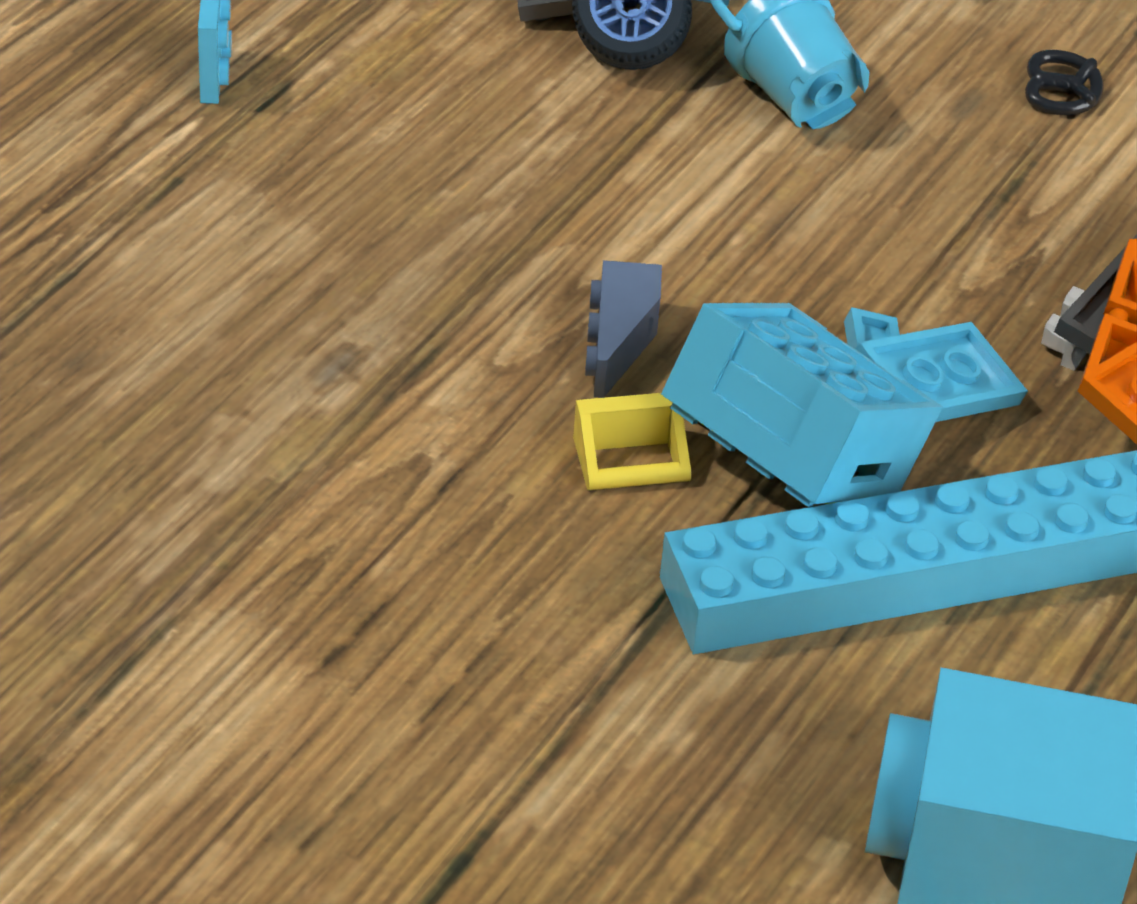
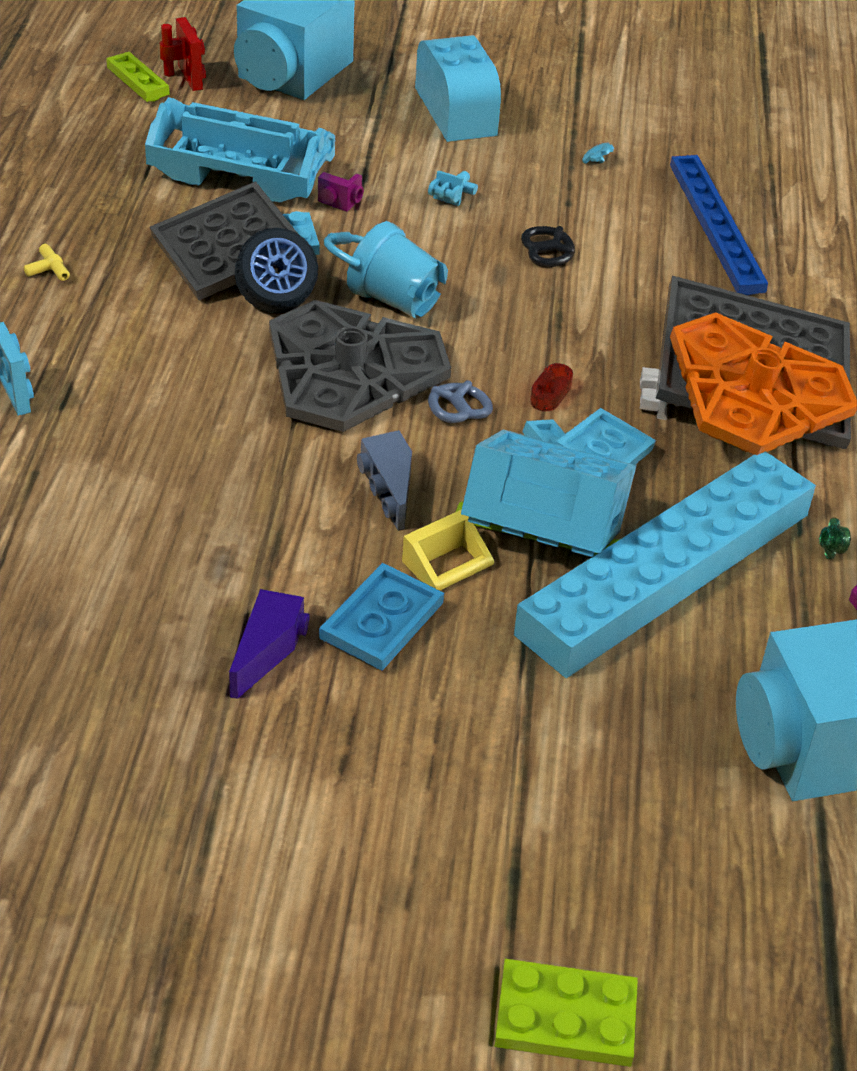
camera: 25 degrees left, 0 degrees up
(324, 472) = (267, 639): none -> dark purple slope
(493, 493) = (381, 616): none -> dark azure plate
(667, 159) = (346, 368): none -> dark grey plate
(785, 243) = (454, 393): none -> sand blue piece
(931, 275) = (551, 387): none -> clear red beam

